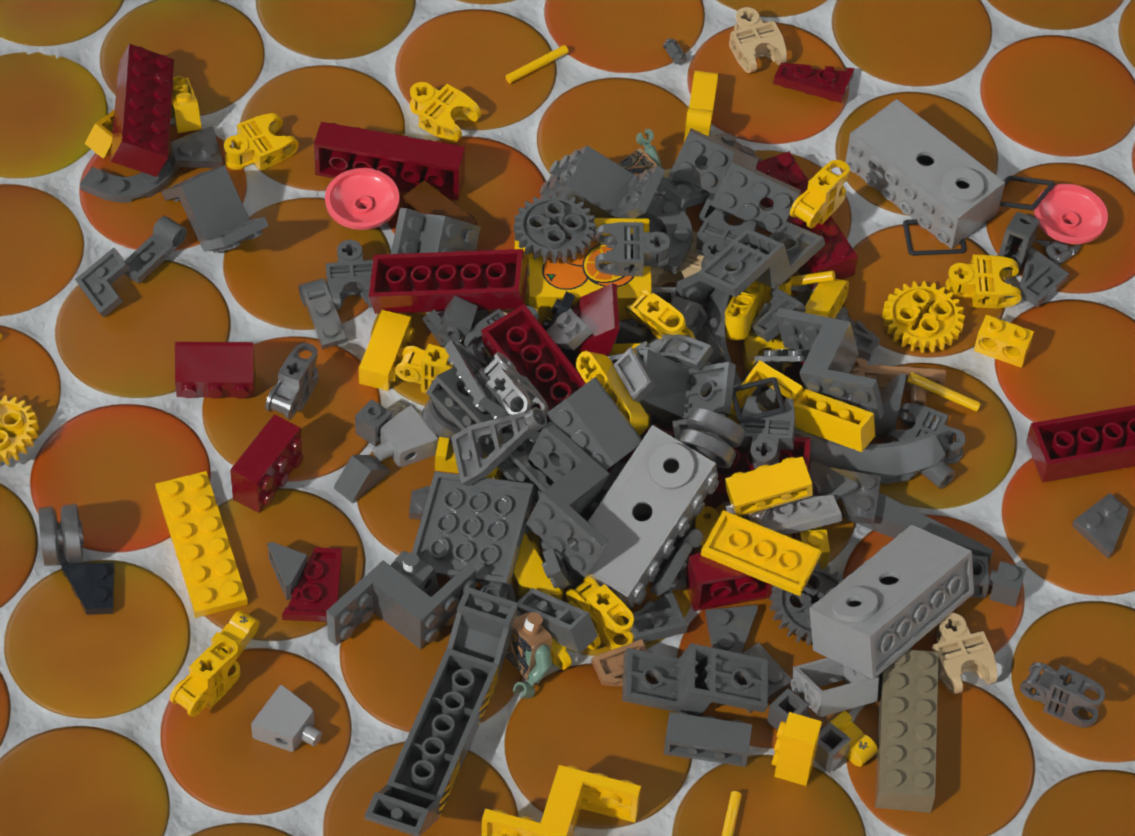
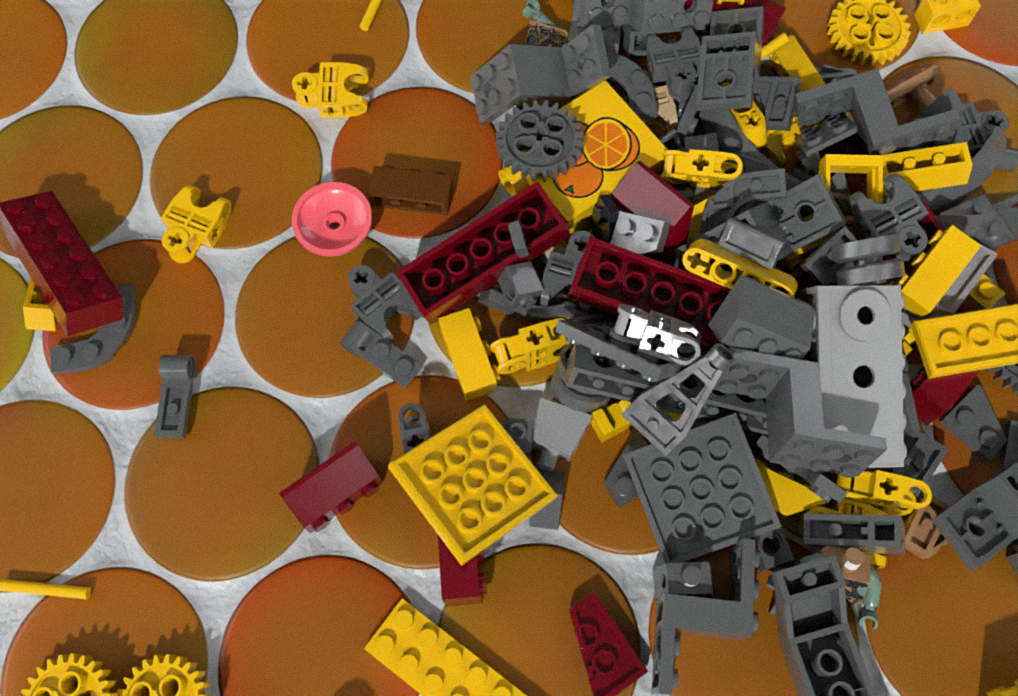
camera: 30 degrees left, 15 degrees up
(98, 279) = (144, 463): dark grey plate -> none
(184, 106) = (95, 229): yellow slope -> none
(196, 150) = (139, 266): flat silver wing -> none
(215, 210) = (207, 319): dark grey bracket -> none
(287, 565) = (561, 650): dark grey slope -> none
(312, 415) = (472, 483): none -> yellow tile
(400, 157) = (336, 158): dark red brick -> none
(432, 233) = (431, 218): dark grey bracket -> none
(473, 278) = (518, 239): none -> dark grey tile
(620, 241) = (622, 116): dark grey piece -> none
(764, 414) = (890, 207): black piece -> none
(943, 391) = (945, 84): yellow bar -> none

